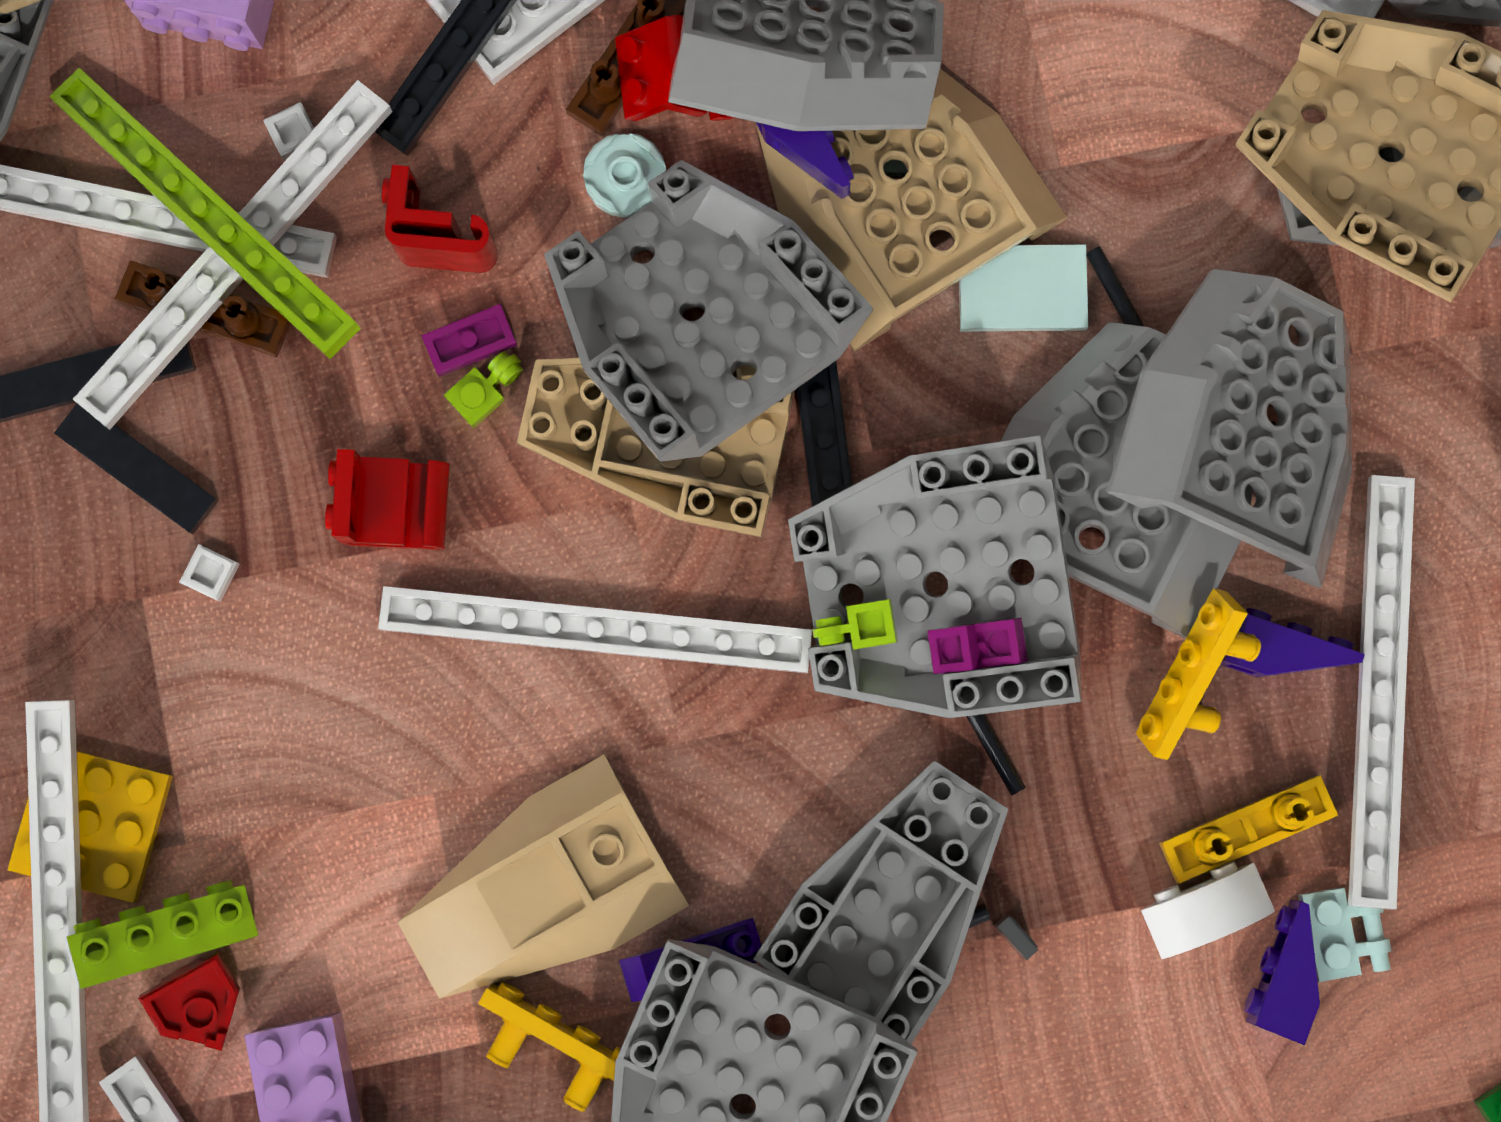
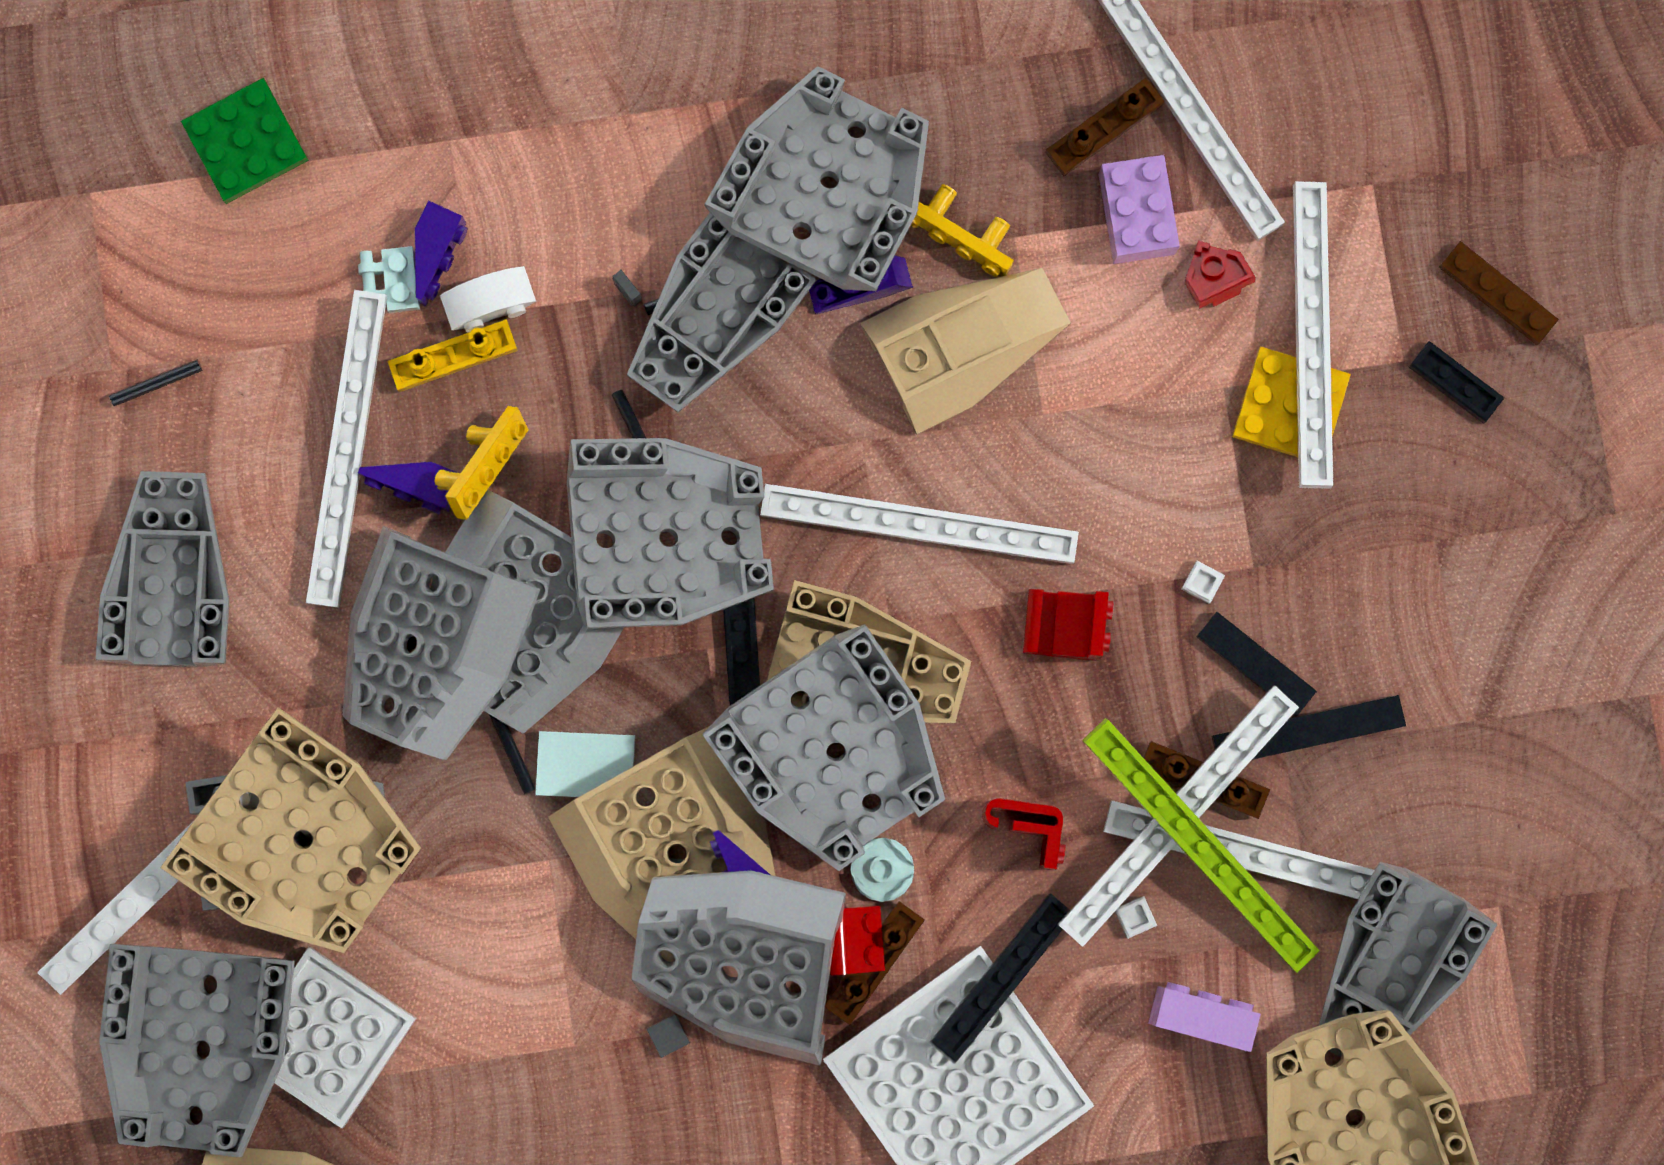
camera: 175 degrees left, 0 degrees up
(161, 936) = (1237, 318): lime brick -> none
(469, 340) = (1004, 745): magenta plate -> none
(476, 396) = (1001, 704): lime plate -> none
(868, 624) = (719, 511): lime plate -> none
(977, 645) = (641, 488): magenta slope -> none

